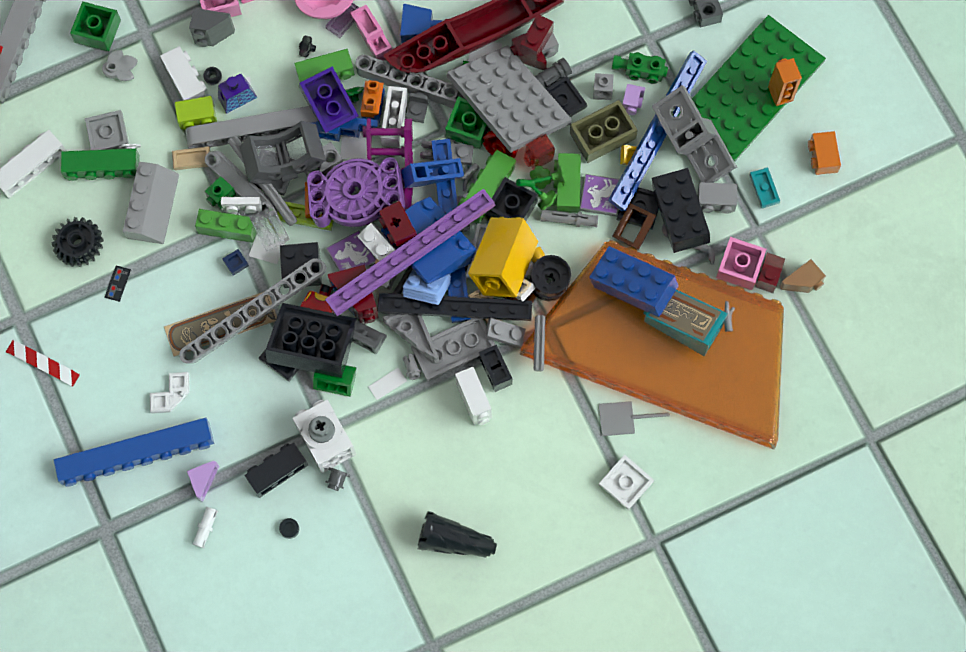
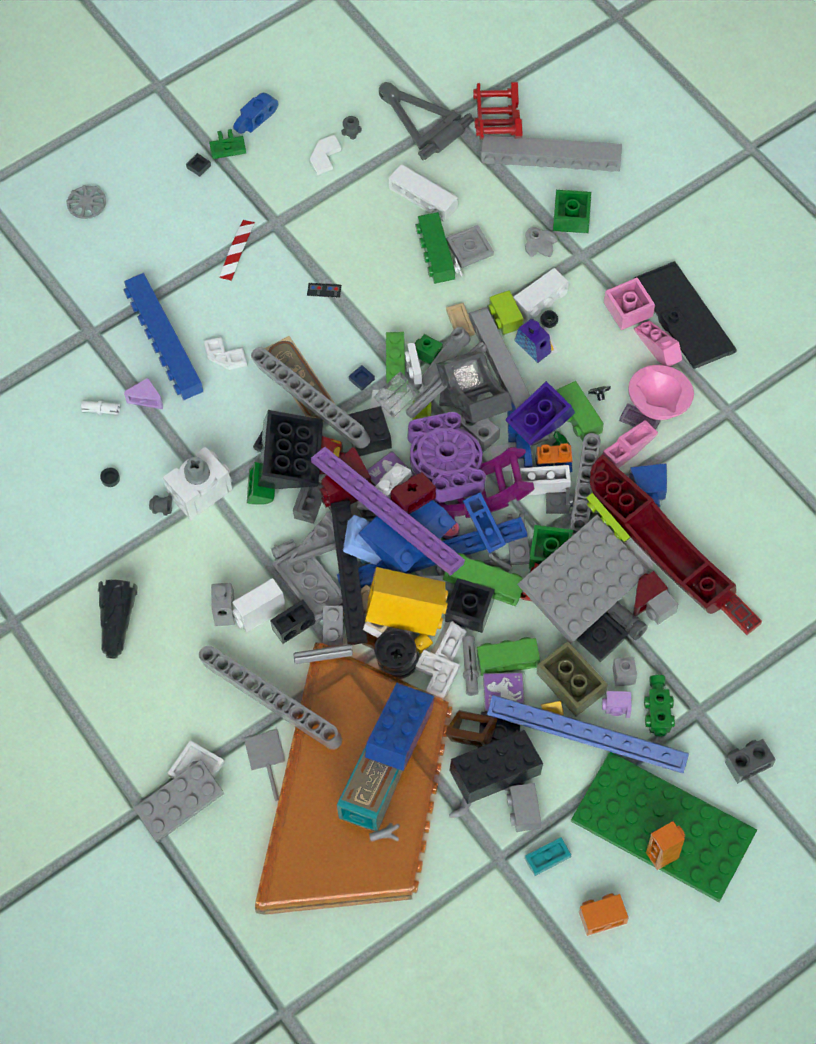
camera: 80 degrees right, 10 degrees down
(85, 250) = (347, 255): black gear -> none
(150, 203) = (405, 295): light grey slope -> none
(210, 27) = (593, 301): dark grey slope -> none
(276, 469) = (160, 450): black brick -> none
(387, 383) = (265, 533): white sticker -> none
(437, 71) = (594, 504): none -> lime plate
(461, 431) = (221, 600): none -> light grey torso
(536, 37) = (657, 590): dark red brick -> none
(539, 152) = (531, 619): clear red brick -> none
(541, 177) = (507, 632): bright green plant -> none
(545, 235) = (449, 641): none -> white slope
(574, 243) = (442, 672): none -> white plate
(576, 390) = (274, 703): none -> light grey beam
(658, 501) = (179, 800): none -> light grey plate
(694, 136) = (584, 768): light grey bracket -> none
(741, 263) = (451, 841): bright pink brick -> none
(770, 272) = (451, 876): dark red slope -> none
(804, 279) = (451, 914): medium nougat slope -> none

